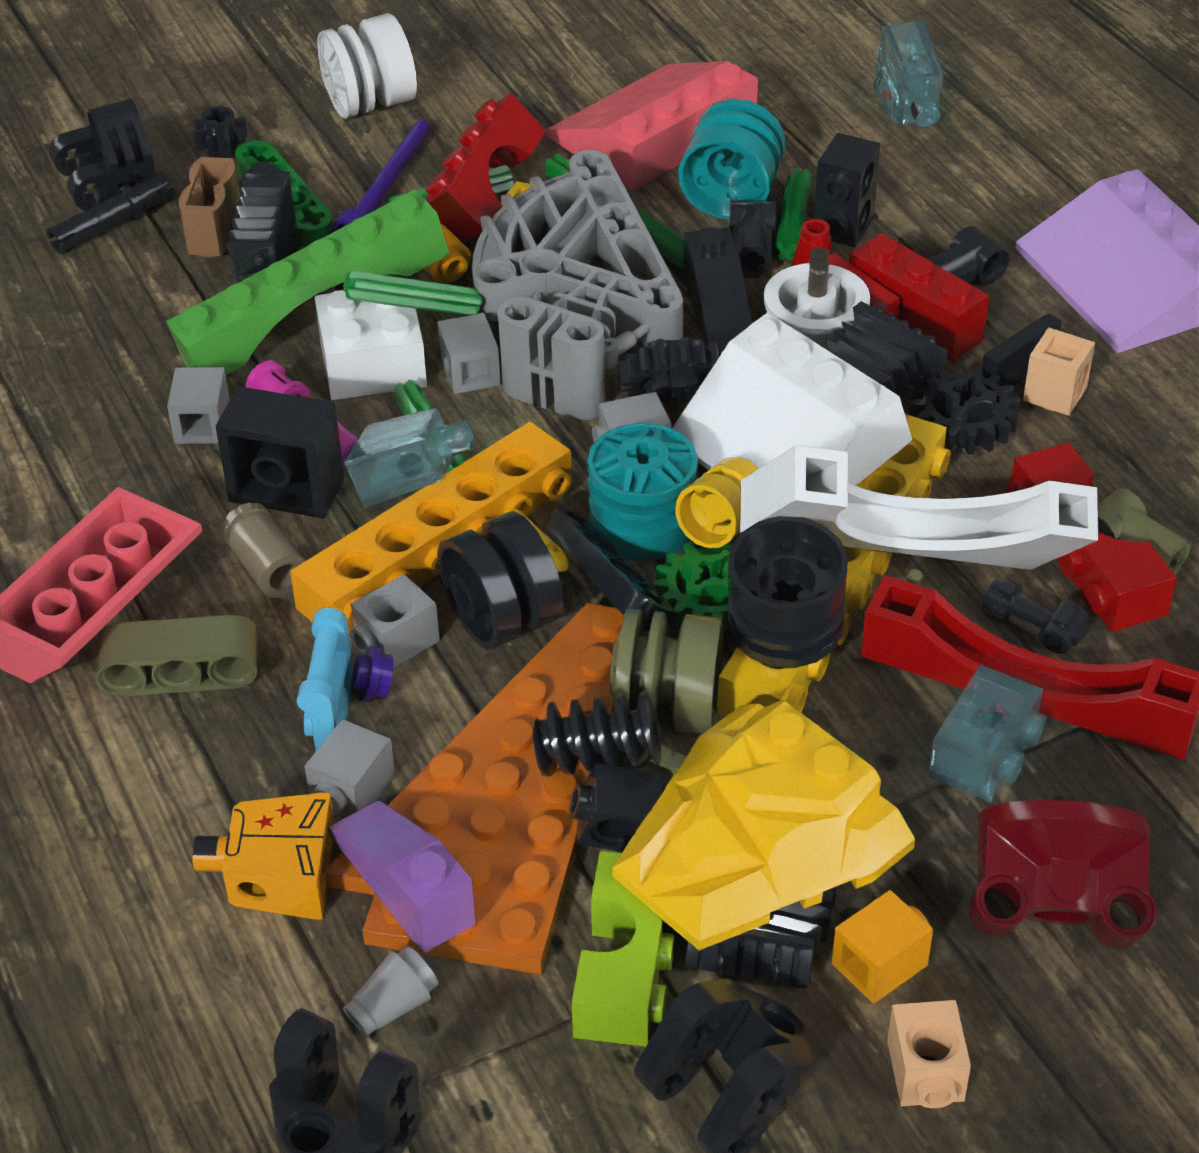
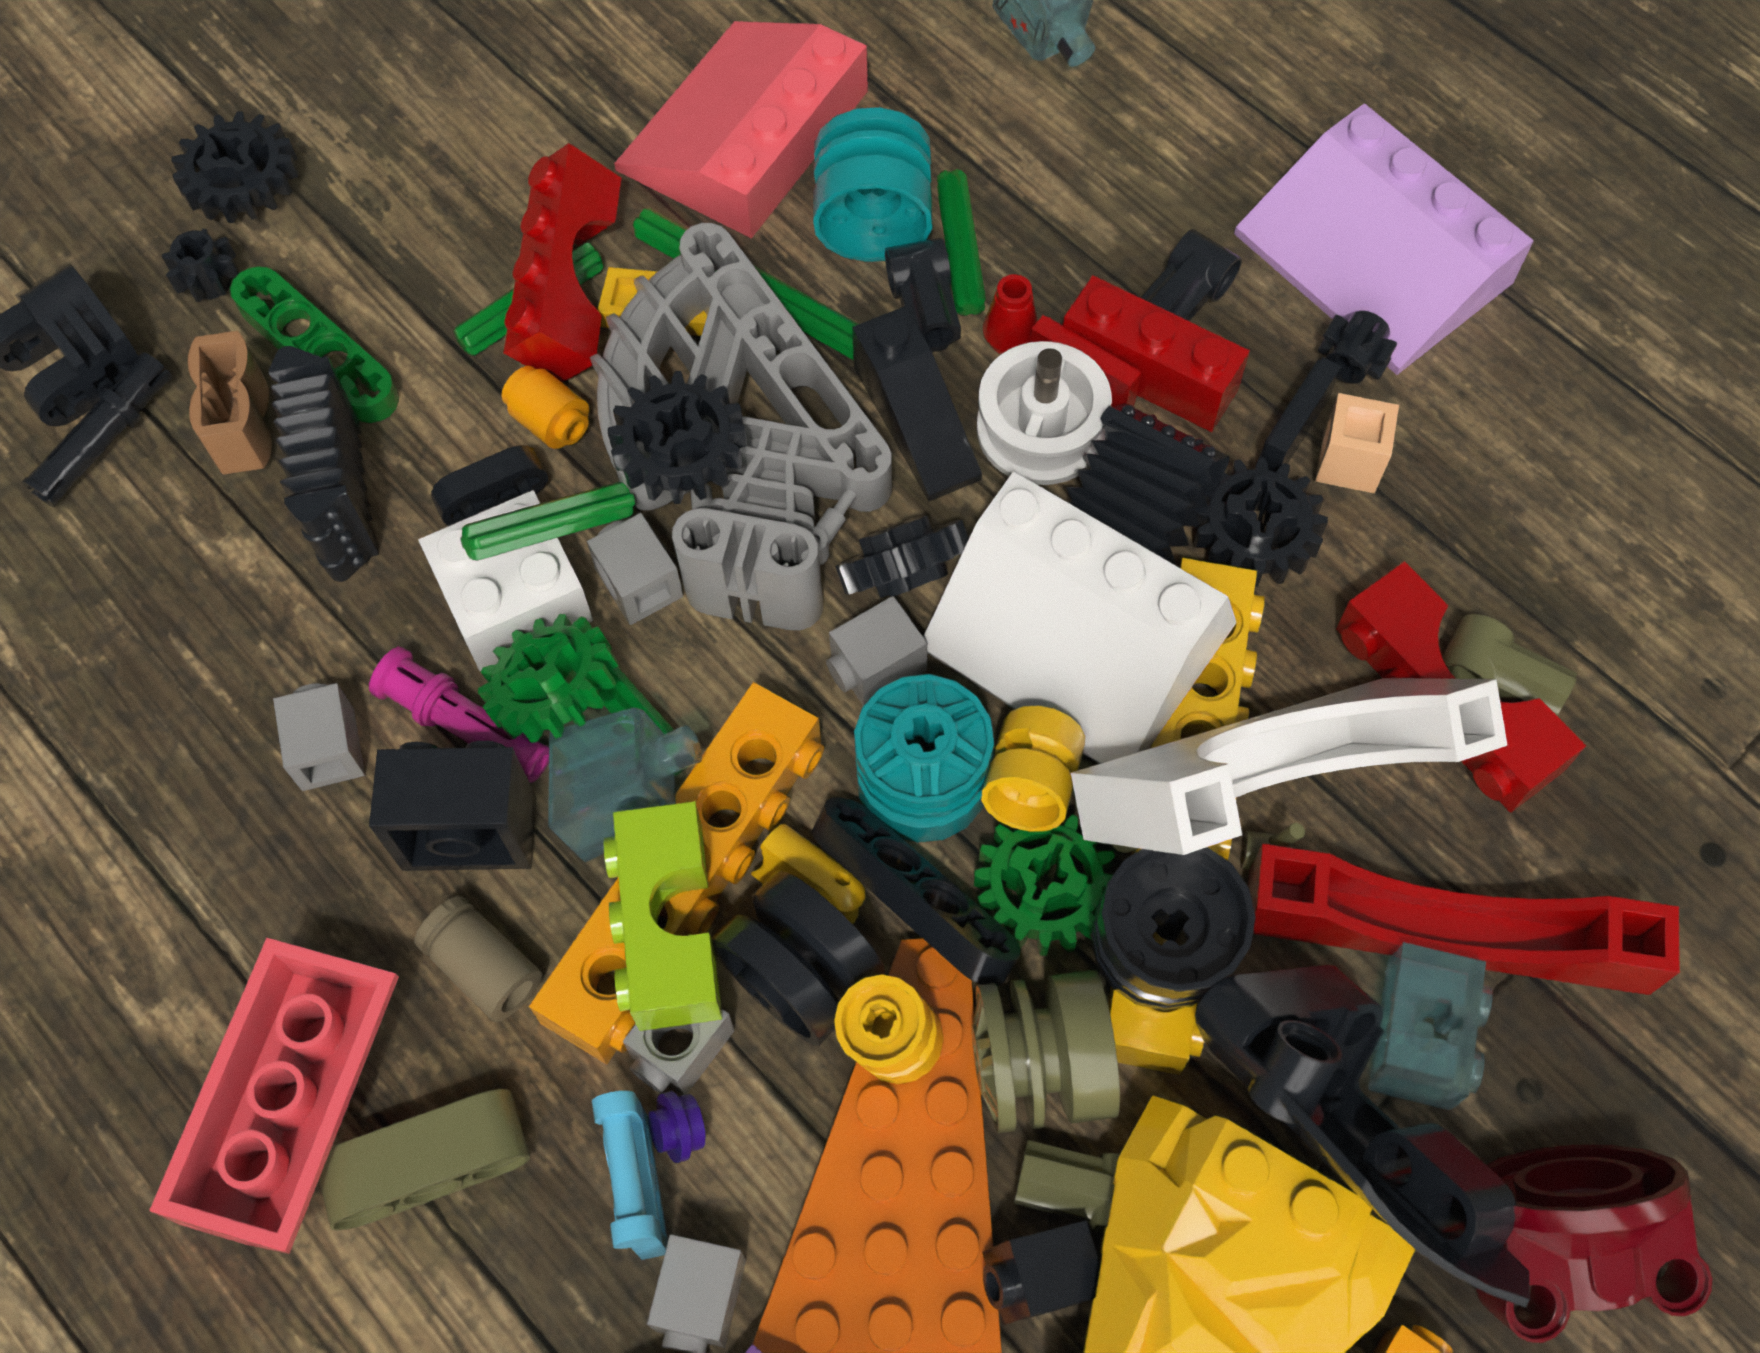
camera: 15 degrees left, 20 degrees up
(231, 324) = (326, 599): bright green arch -> none
(266, 84) = (235, 167): none -> black gear
(367, 65) = (368, 117): white wheel -> none
(379, 391) = (548, 678): none -> green gear
(387, 176) = (422, 385): dark purple piece -> none
(401, 533) = (666, 975): none -> lime arch
(527, 253) = (680, 441): none -> black gear
(553, 630) = (889, 1029): none -> yellow wheel
(597, 736) = (998, 1193): black piece -> none
(847, 187) = (1025, 205): black brick -> none
(858, 693) = (1301, 1051): none -> black panel
(1059, 627) = (1461, 829): black bar -> none
(1086, 316) = (1358, 346): none -> black gear

